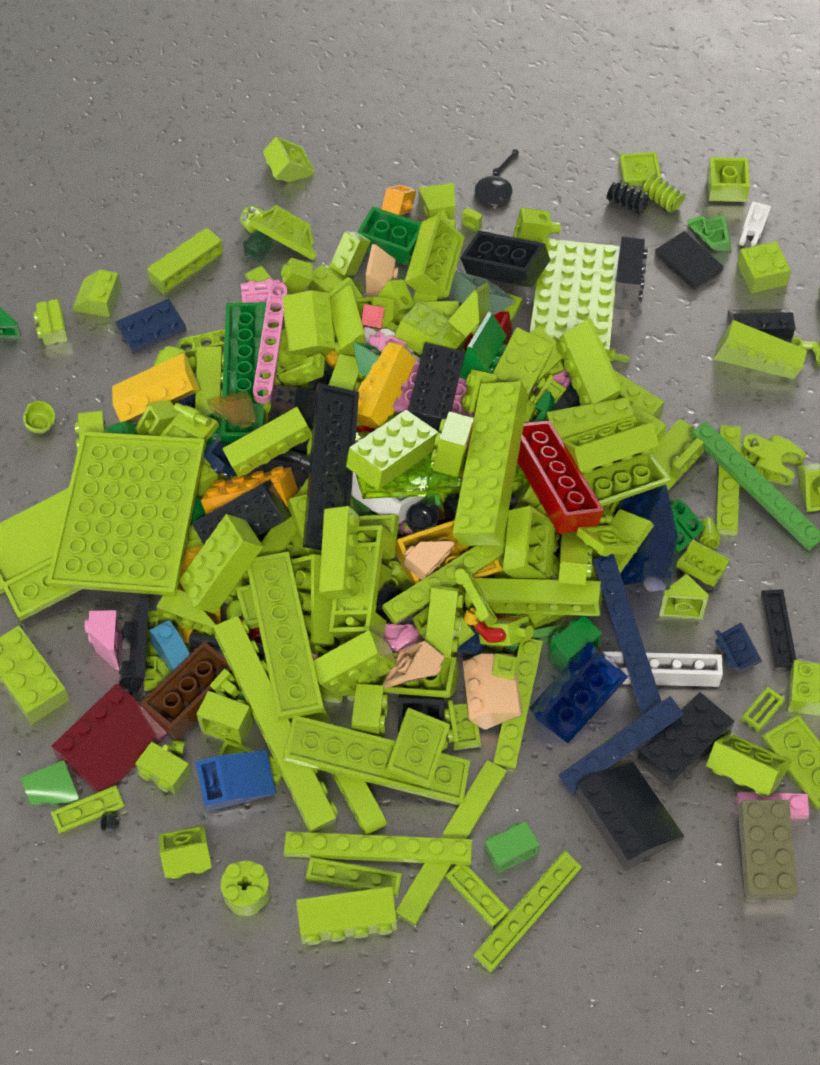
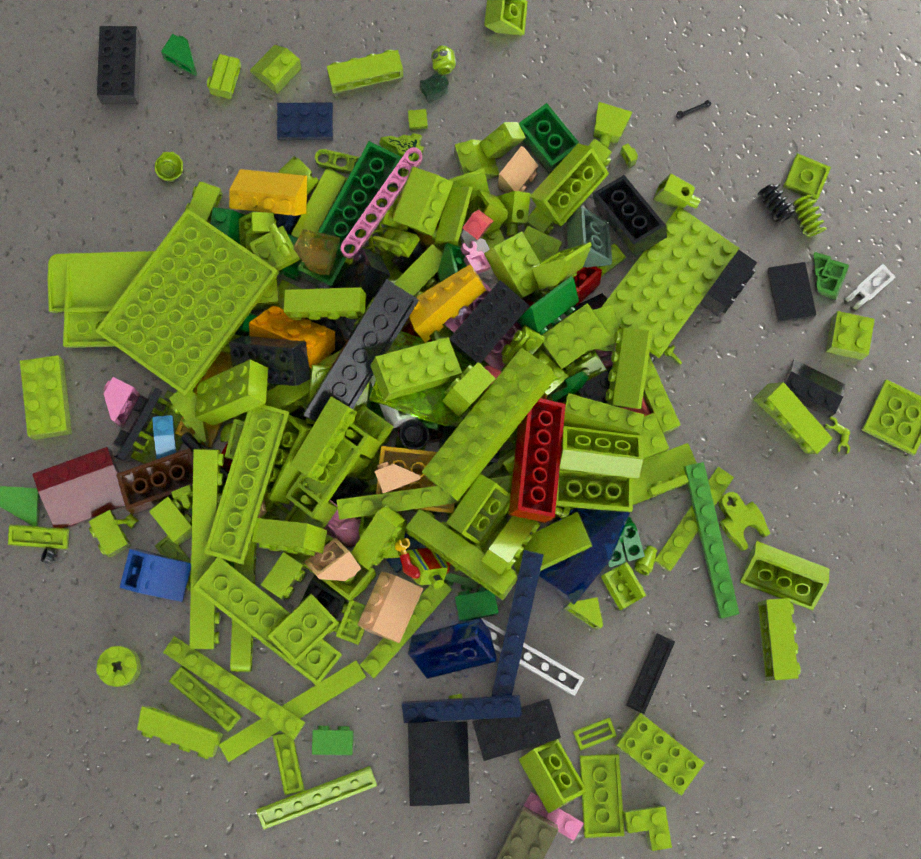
camera: 20 degrees right, 20 degrees up
(184, 851) = (90, 610): lime slope -> none
(218, 459) = (286, 282): dark blue bracket -> none
(252, 291) = (399, 145): bright pink plate -> none
(286, 229) = (464, 85): lime wing -> none
(297, 275) = (443, 142): lime slope -> none
(399, 199) = (574, 106): light orange brick -> none
(475, 596) = (412, 533): lime hinge -> none
(493, 191) = (665, 133): black dish -> none
(504, 666) = (407, 597): lime tile -> none
(607, 540) = (545, 540): lime plate -> none
(728, 179) = (874, 231): lime brick -> none
(738, 648) = (605, 673): dark blue bracket -> none

